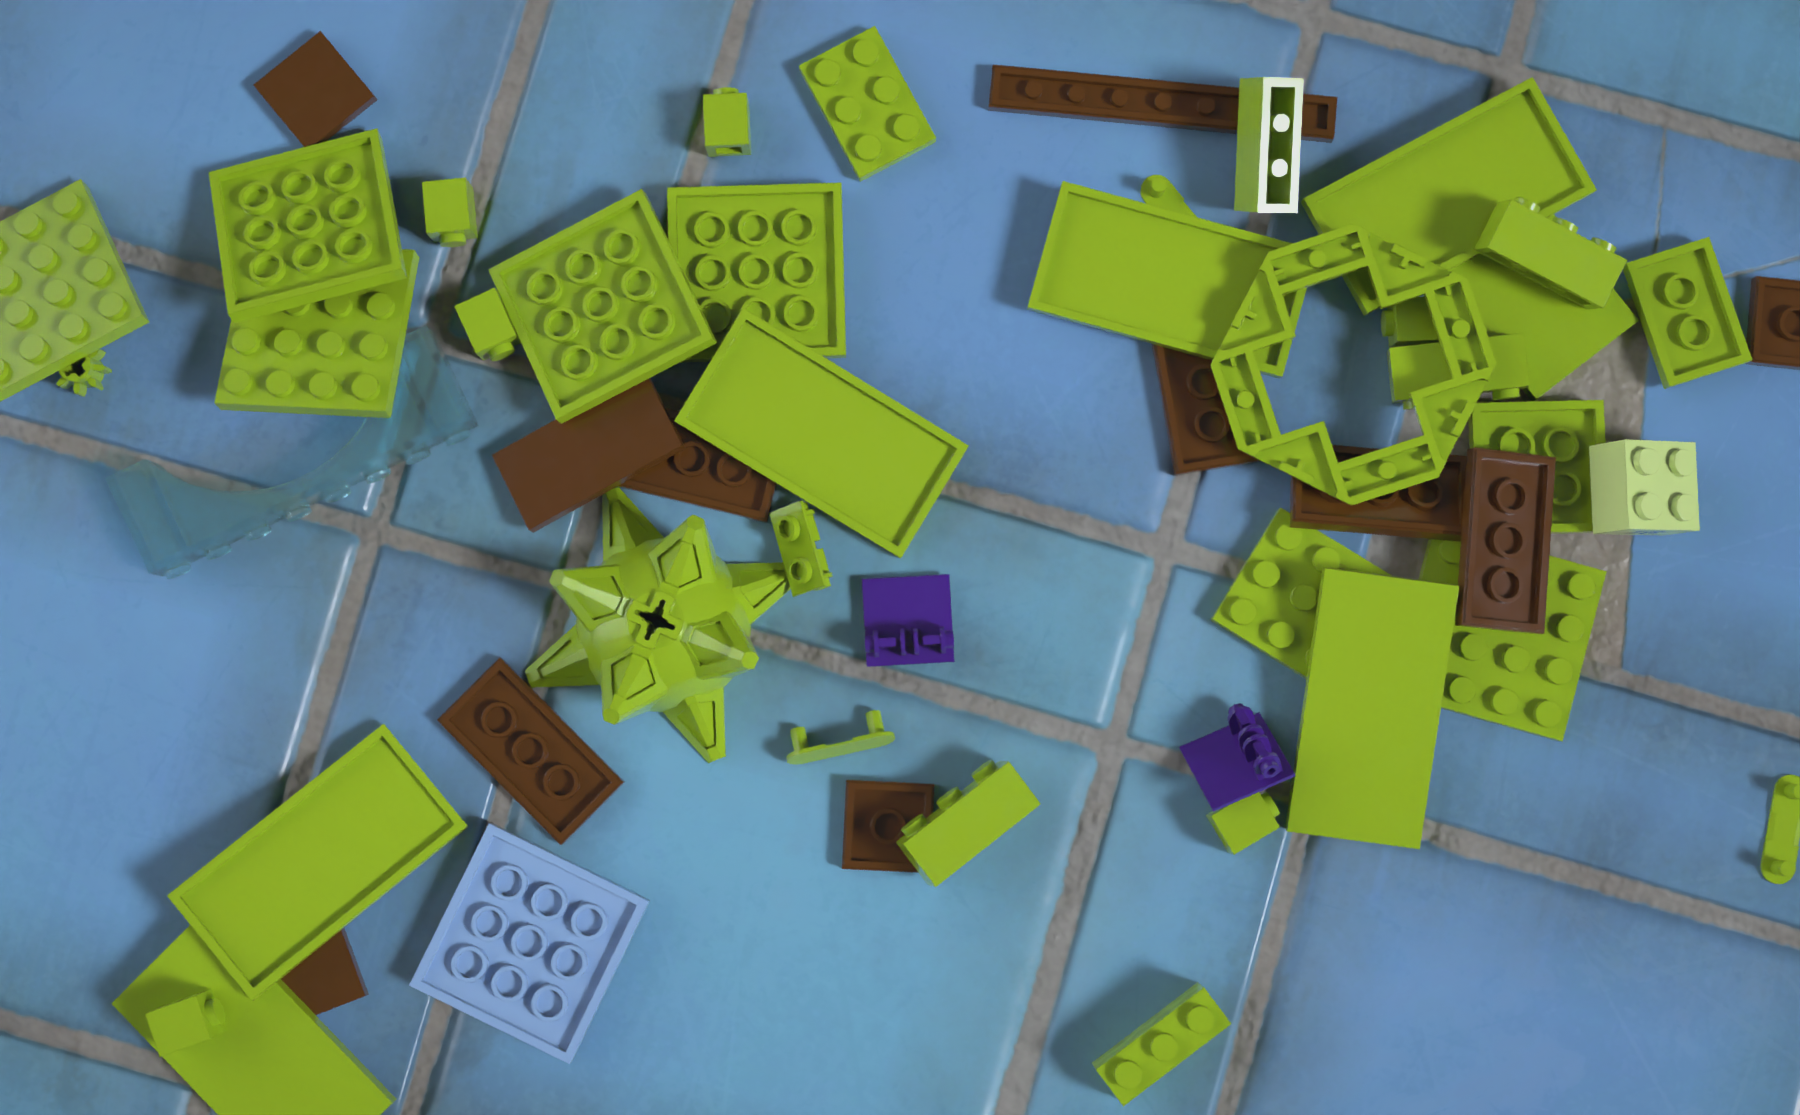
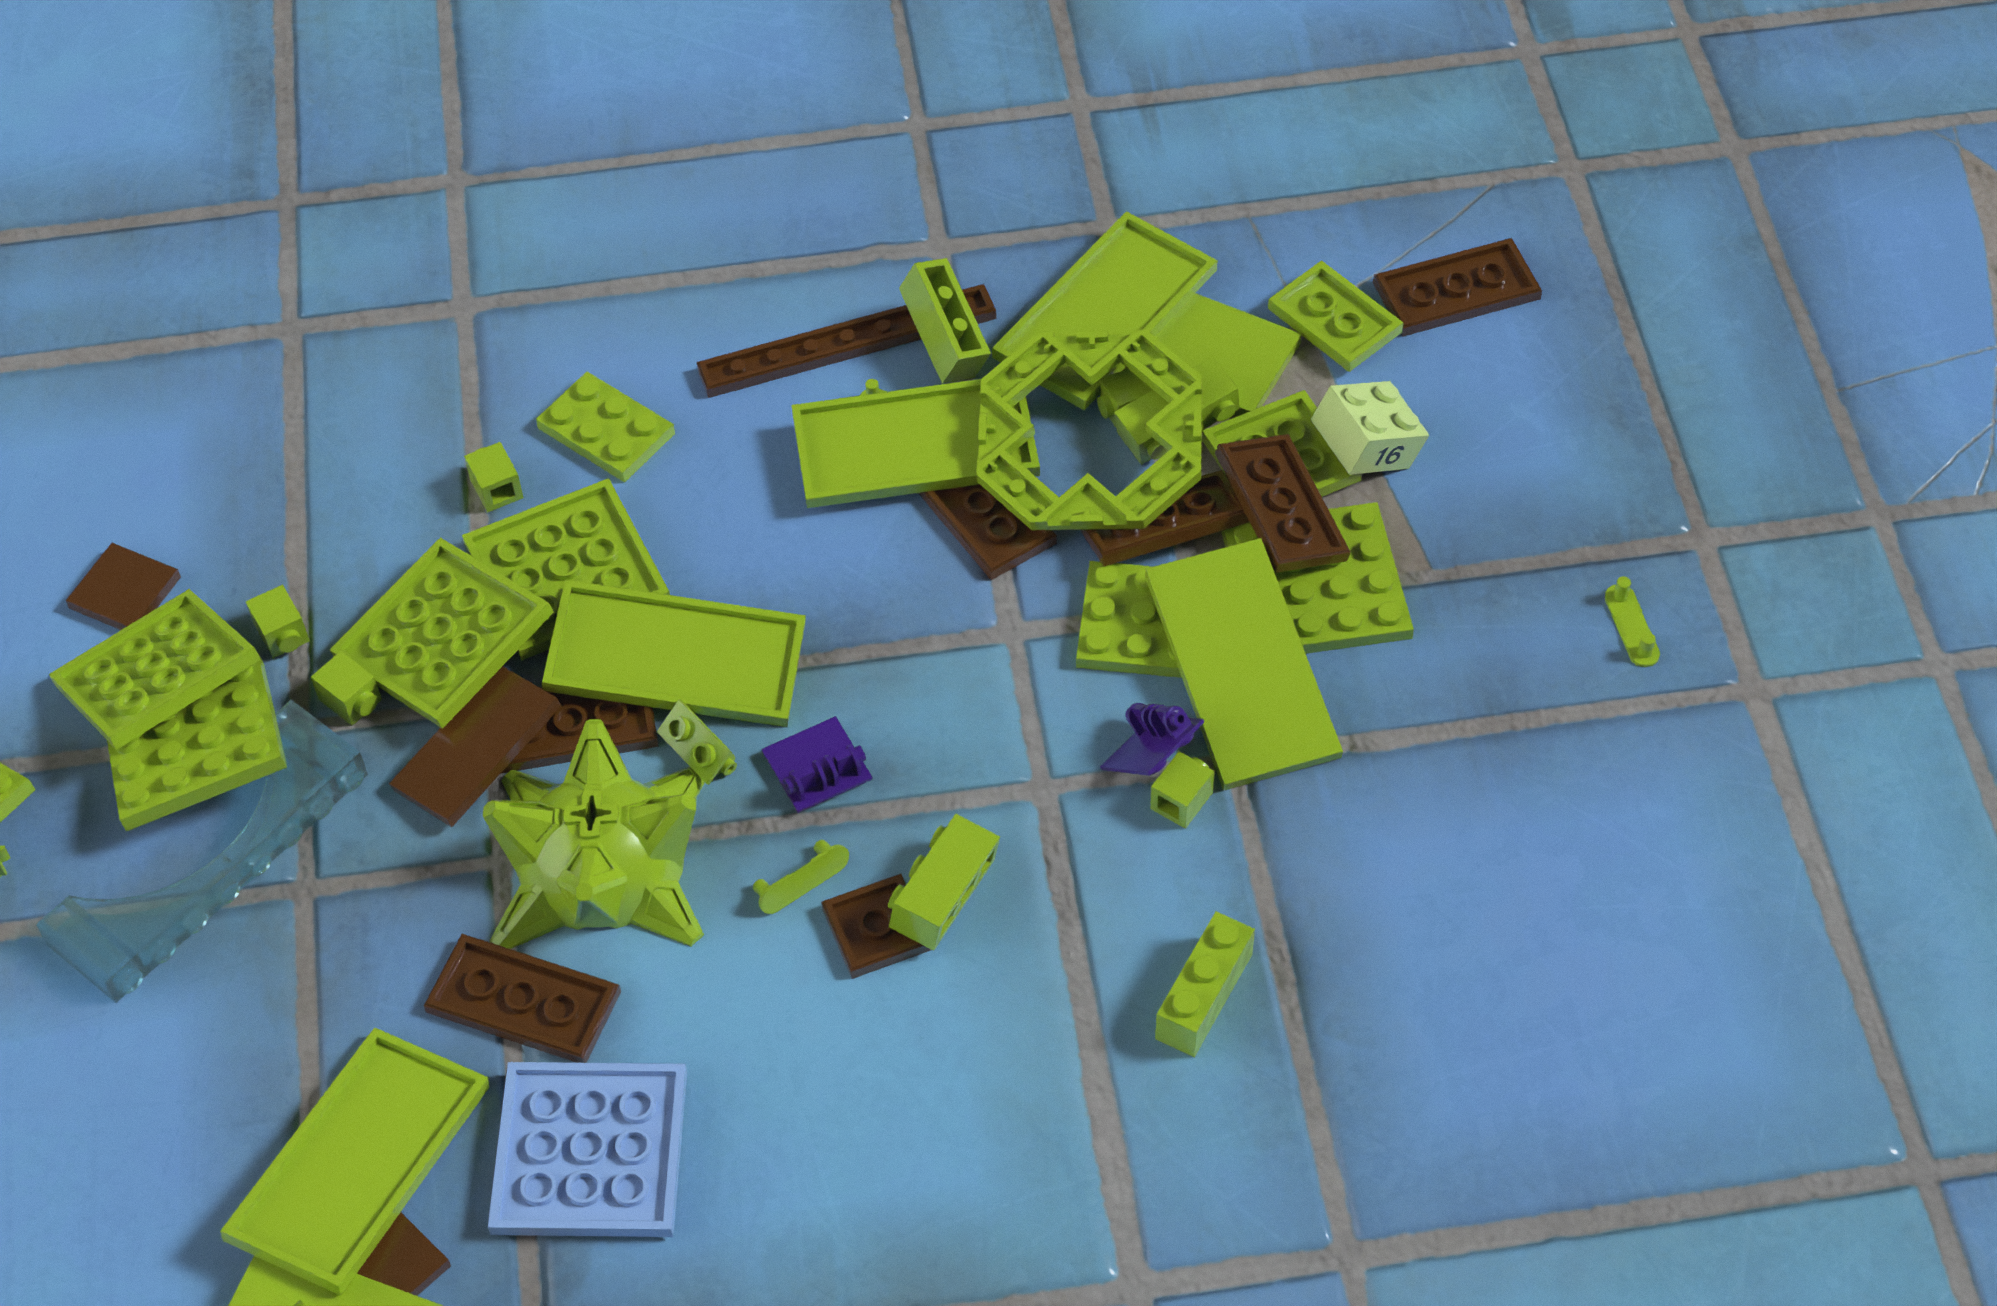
camera: 25 degrees left, 30 degrees down
(1551, 253) = (1204, 306): lime brick -> none

